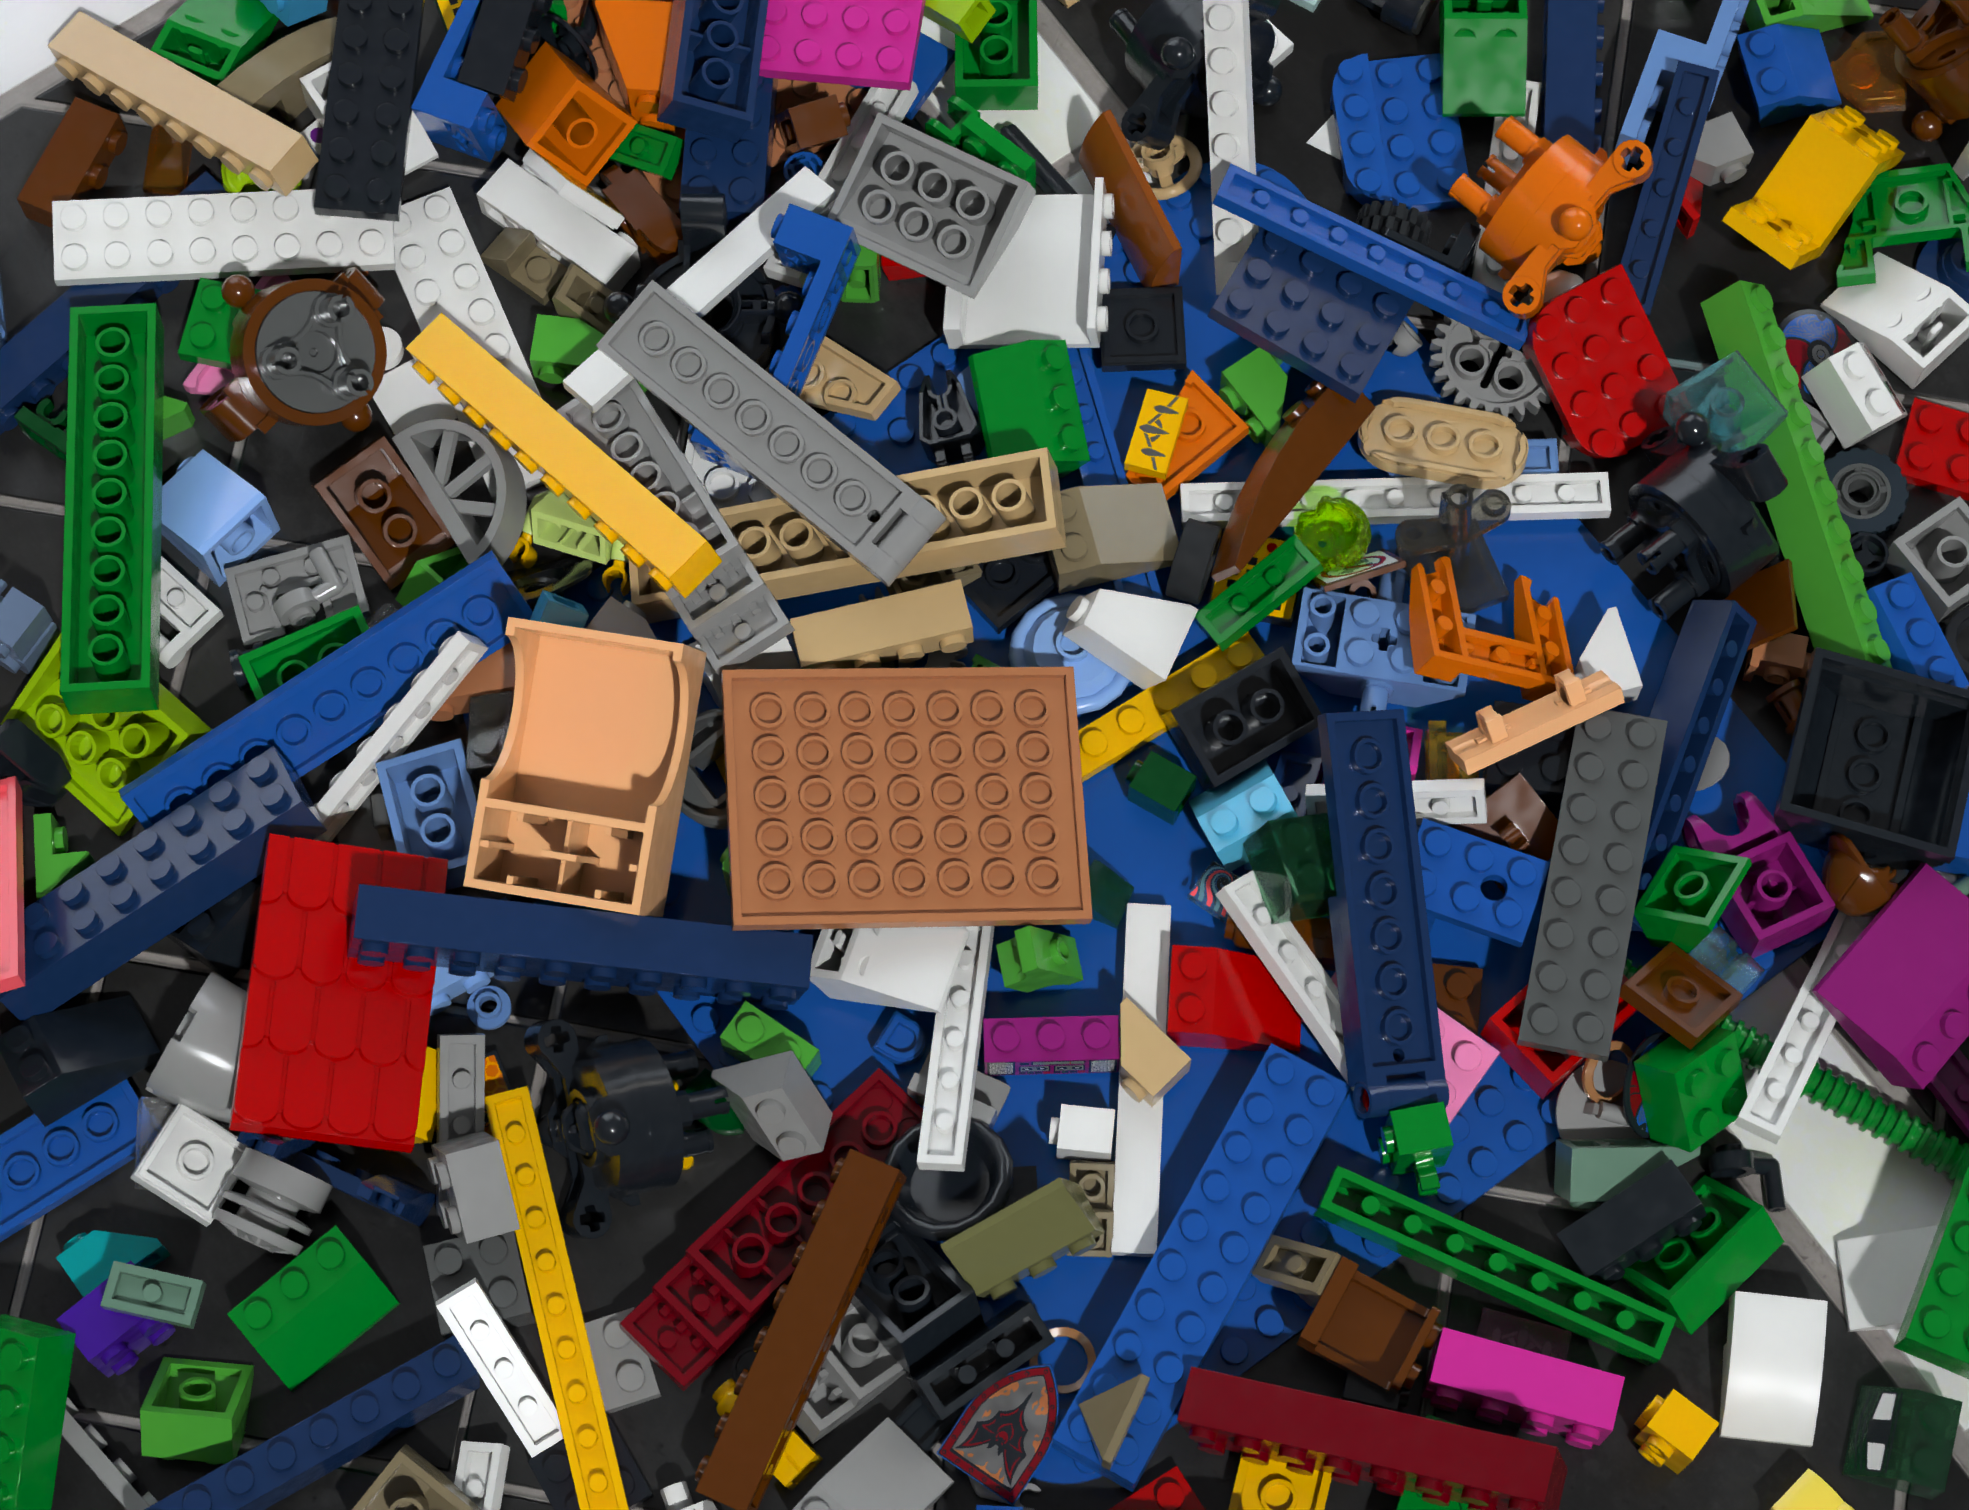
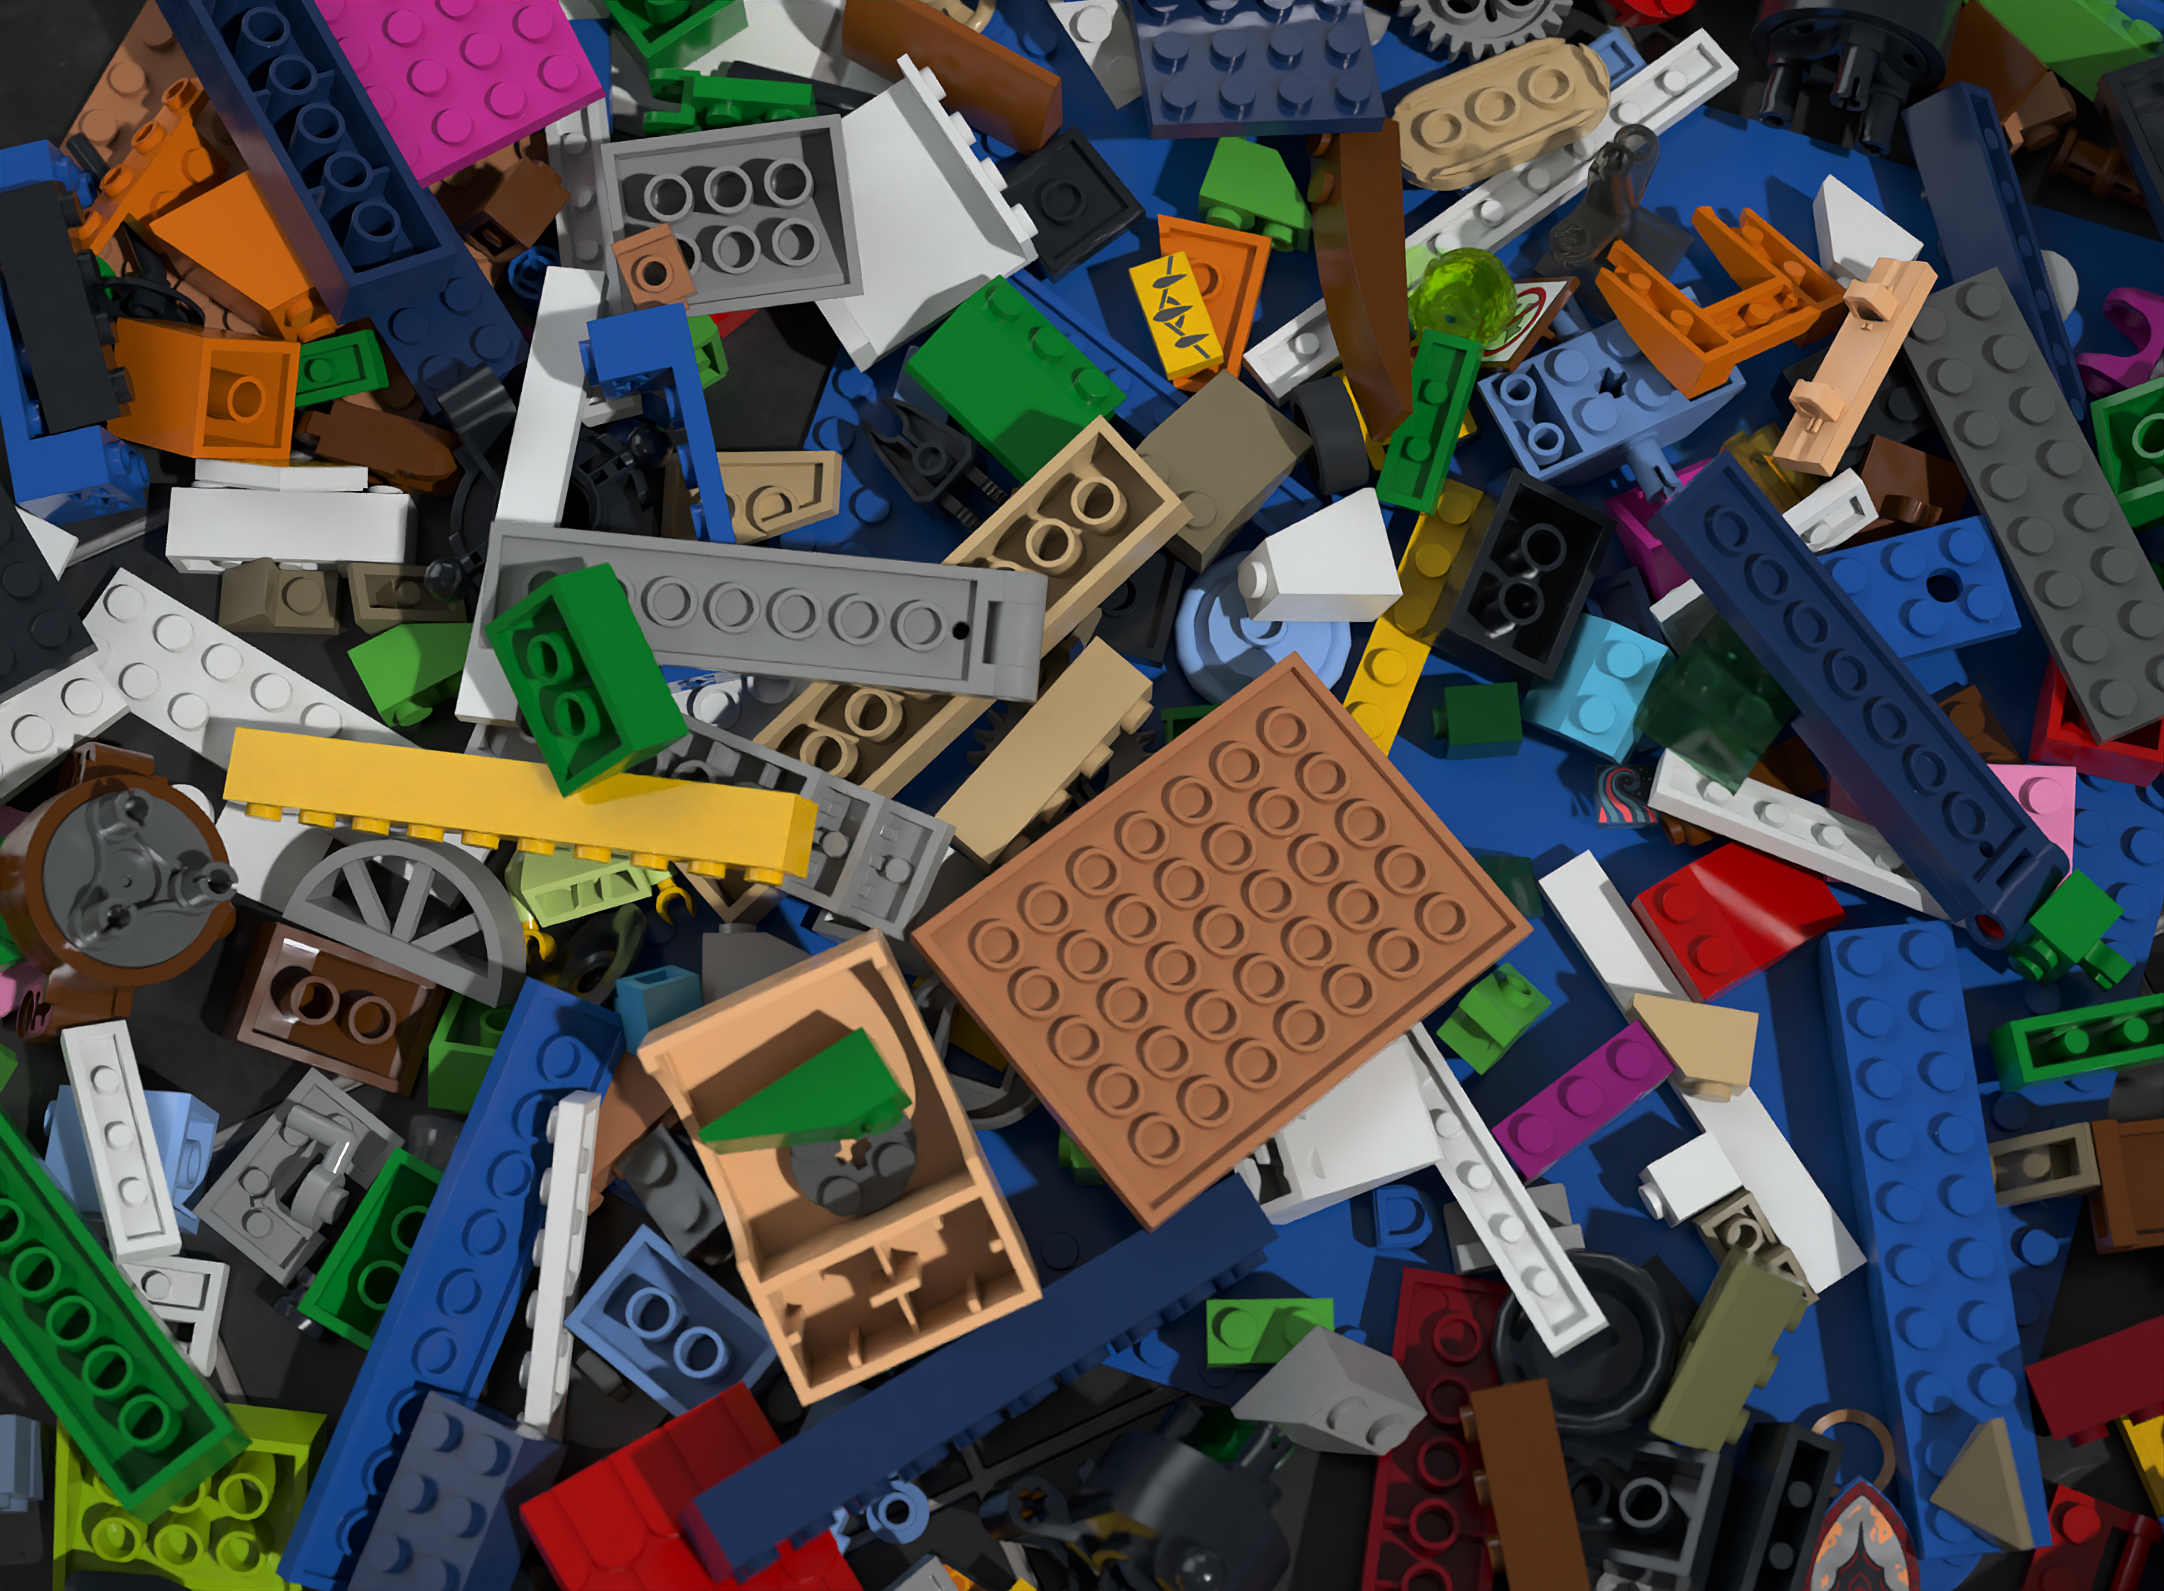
camera: 35 degrees left, 5 degrees up
(207, 495) = (120, 1142): none -> white plate
(603, 724) = (824, 1100): none -> green slope
(619, 789) = (855, 1189): none -> dark grey plate
(640, 400) = (585, 678): none -> green slope
(872, 196) = (650, 247): none -> nougat brick

